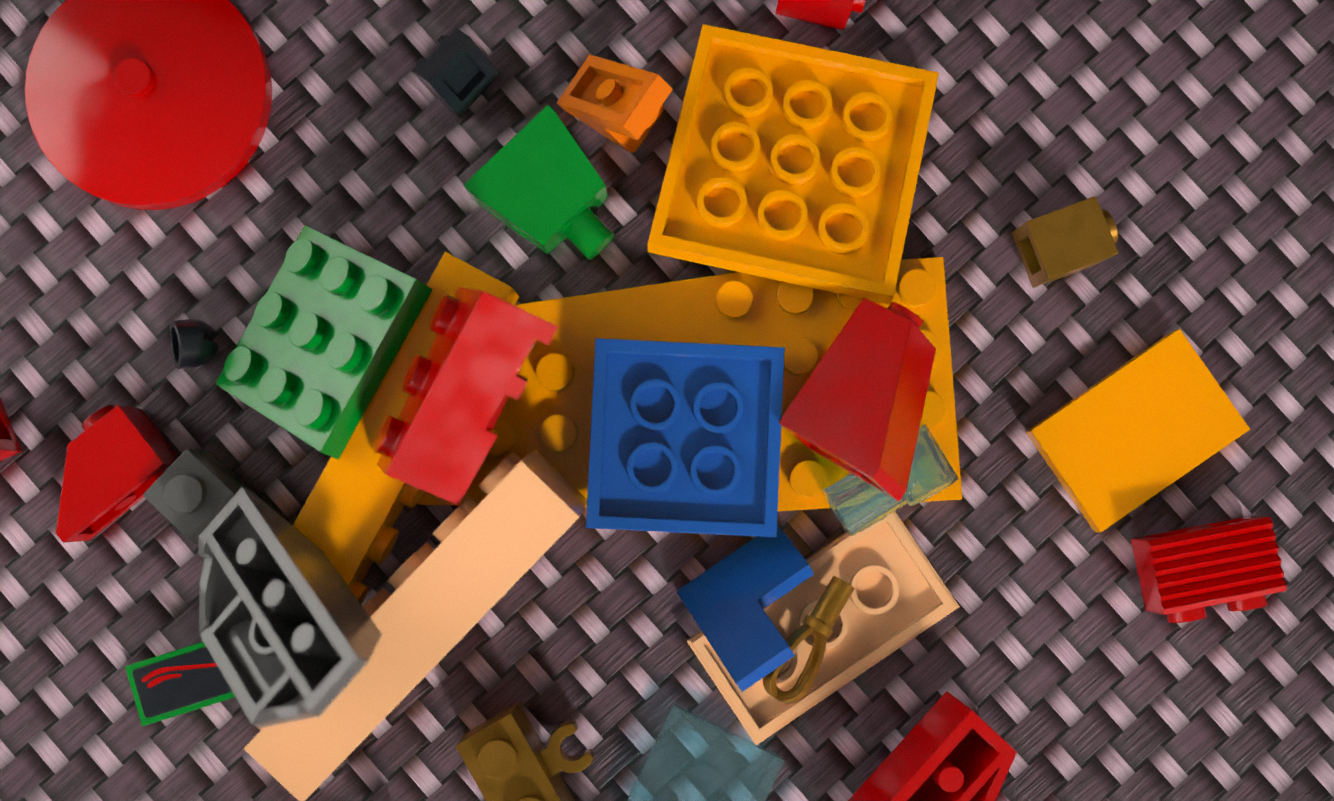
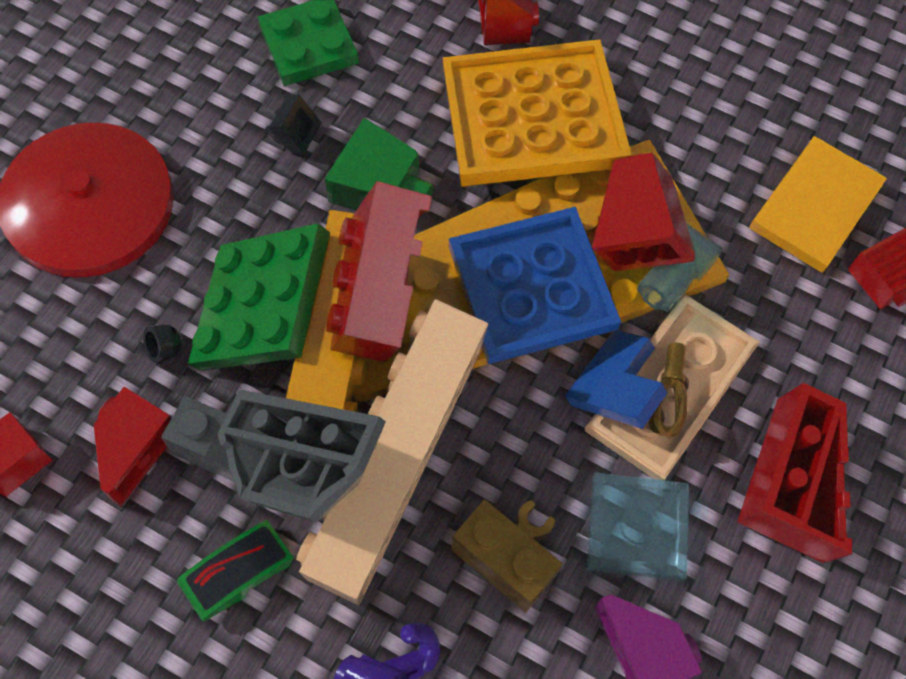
camera: 20 degrees left, 20 degrees down
(616, 100) = (408, 109): orange slope -> none
(1066, 241) = (720, 108): pearl gold brick -> none

